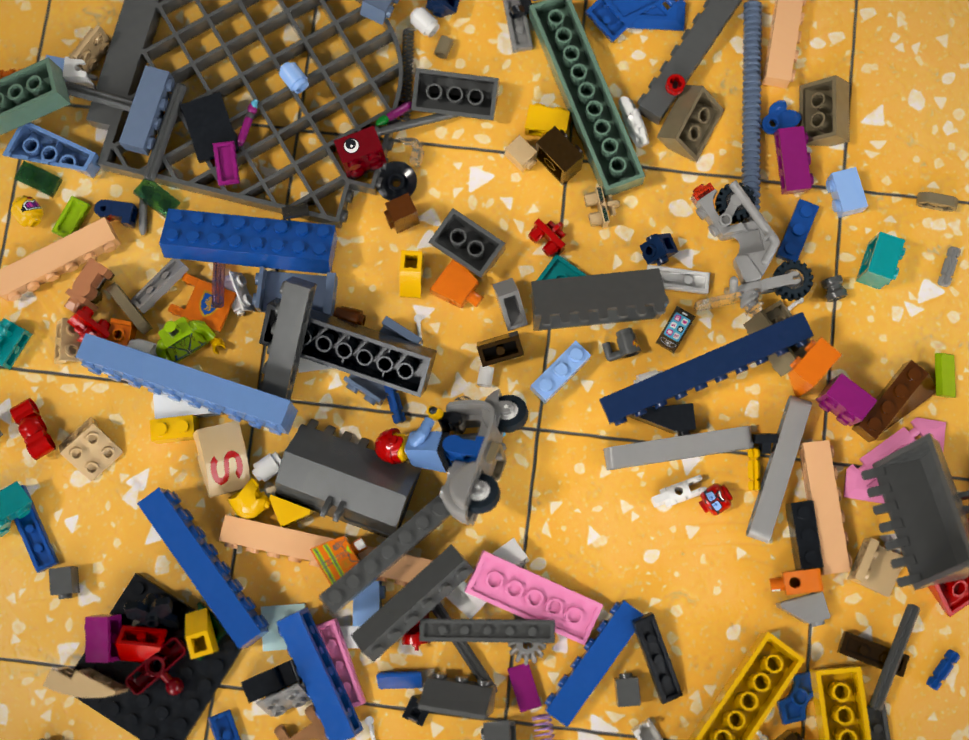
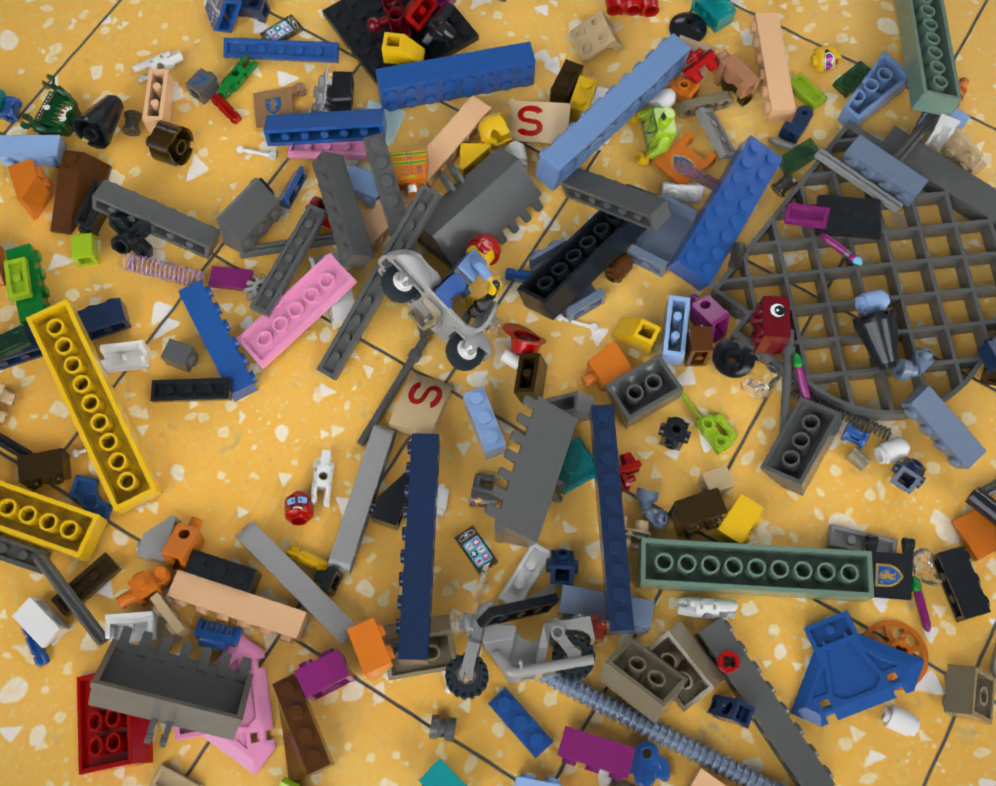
camera: 110 degrees right, 10 degrees down
(45, 367) = (695, 30): none -> black dish
(162, 453) = (565, 82): none -> dark brown brick
(193, 200) = (783, 184): none -> clear smoke bush
(328, 58) = (880, 337): none -> black cone
(349, 29) = (911, 368): none -> sand blue arm
(368, 209) = (709, 313): none -> magenta torso
(393, 240) = (675, 329): none -> light blue brick
(423, 55) = (855, 435): none -> blue bush
(462, 372) = (523, 339): none -> red piece
(473, 179) = (707, 429): none -> lime piece
(484, 527) = (372, 292): none -> dark grey plate
(493, 211) = (674, 433): none -> black brick
(523, 468) = (413, 356): none -> dark grey bar
(569, 436) = (420, 405): none -> tan slope
(574, 192) = (657, 517): none -> sand blue arm
(601, 221) = (611, 521): none -> dark blue brick
(674, 200) = (592, 602): none -> sand blue brick
(711, 70) = (731, 710): none -> dark blue leg
(719, 146) = (642, 679): none -> dark tan slope
(719, 262) = (517, 610): none -> black tile
(853, 595) = (144, 586): none -> orange piece
(861, 510) = (215, 639): none -> blue piece
(886, 587) = (138, 621): none -> white hinge
(924, 674) = (41, 621): none -> white hinge

